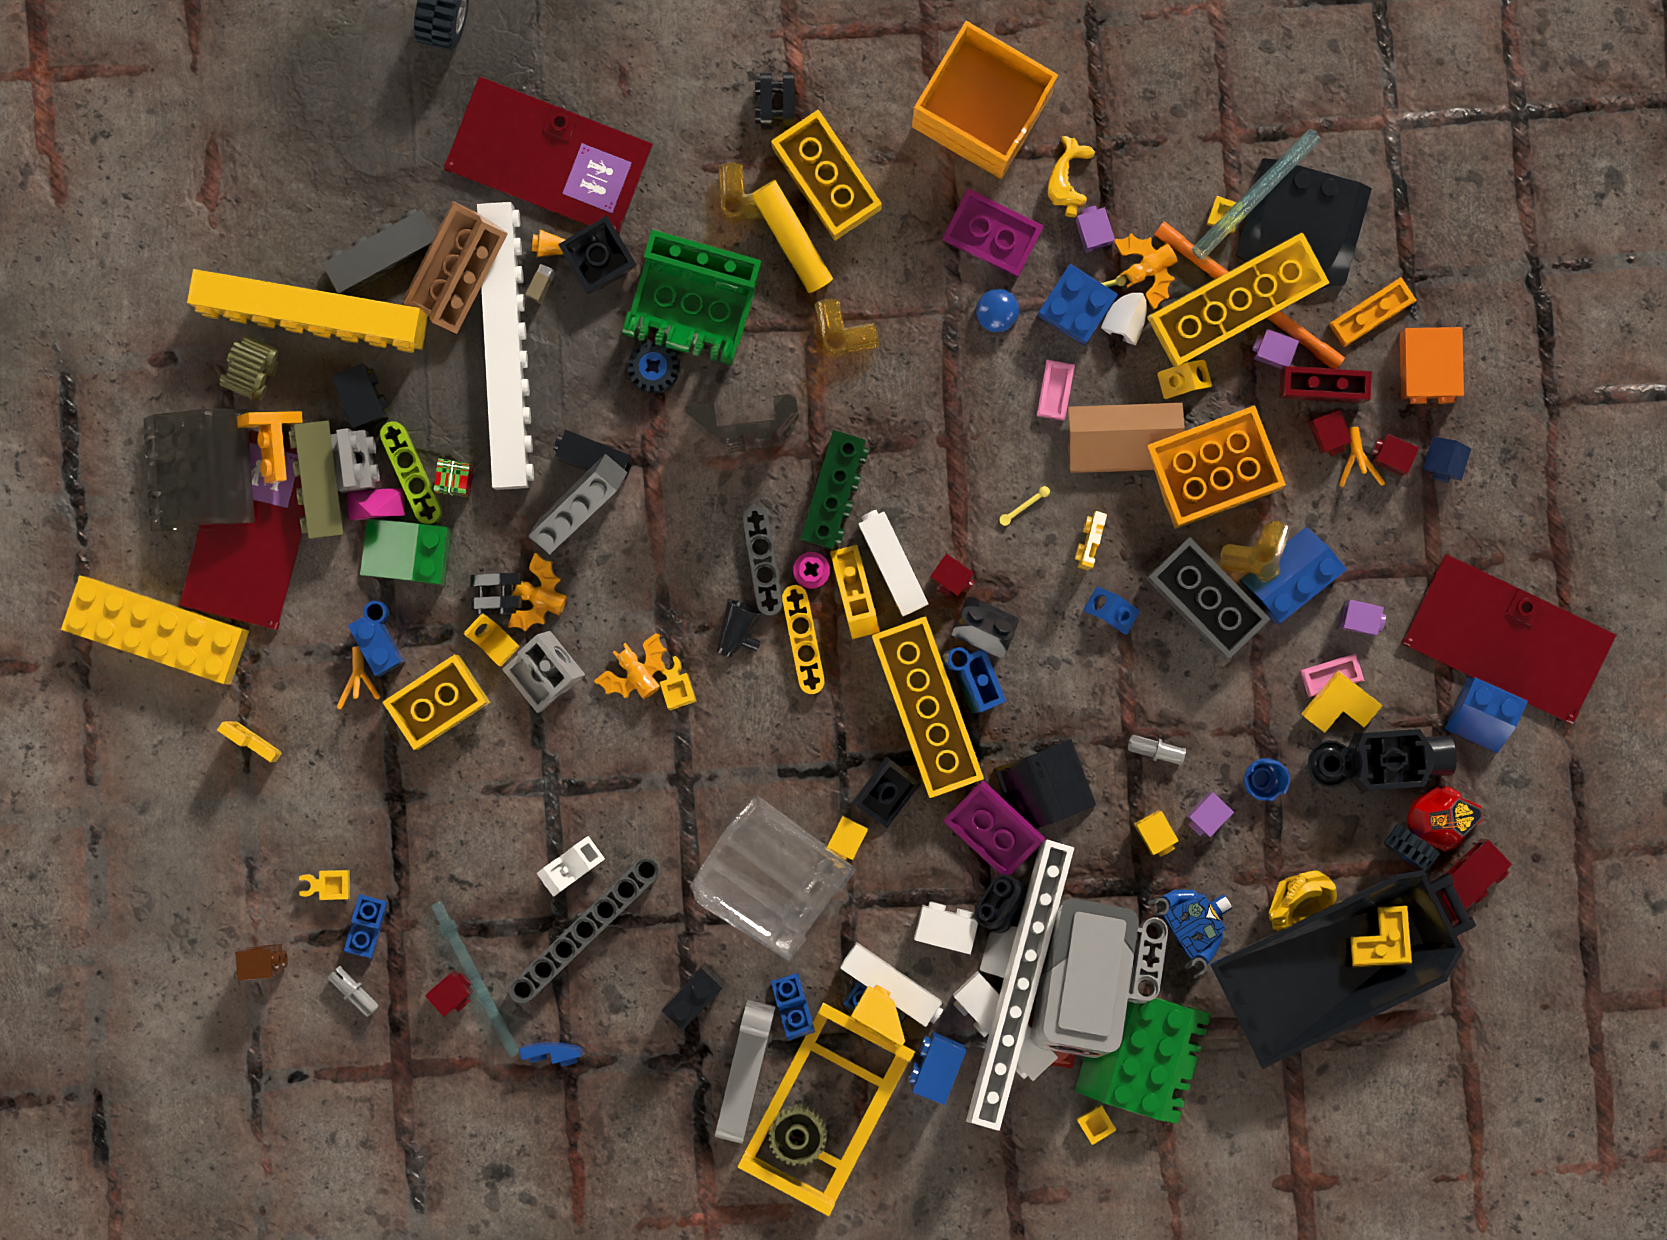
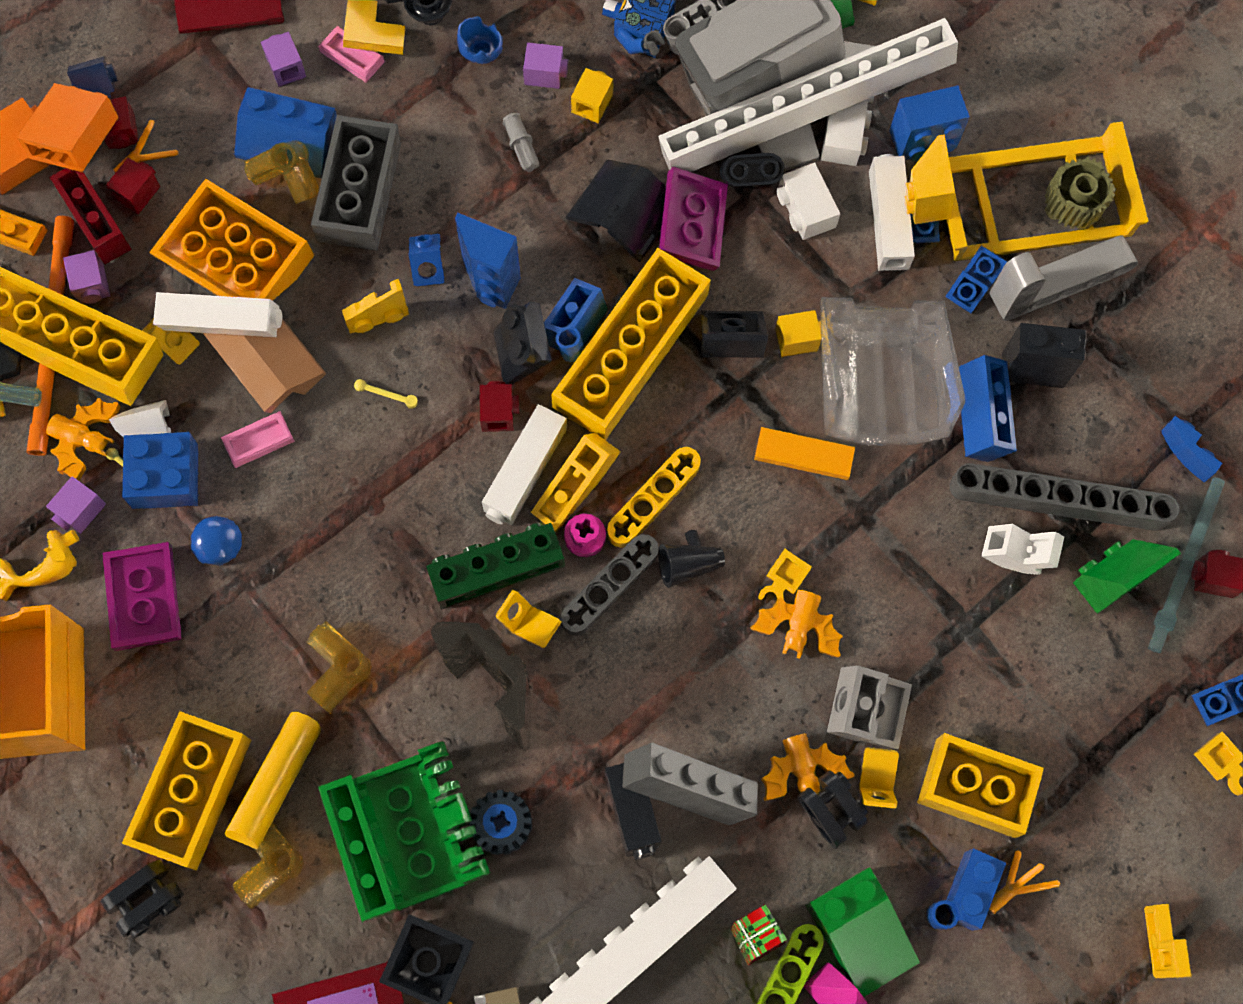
camera: 135 degrees left, 15 degrees down
(501, 919) = (1121, 571): none -> green slope
(688, 925) = (987, 409): none -> blue brick
(755, 772) = (804, 453): none -> light orange tile
(776, 484) = (529, 621): none -> yellow bracket
(1062, 643) = (489, 260): none -> blue slope
(1161, 419) = (217, 314): none -> white brick
(1403, 411) = (68, 127): none -> orange brick

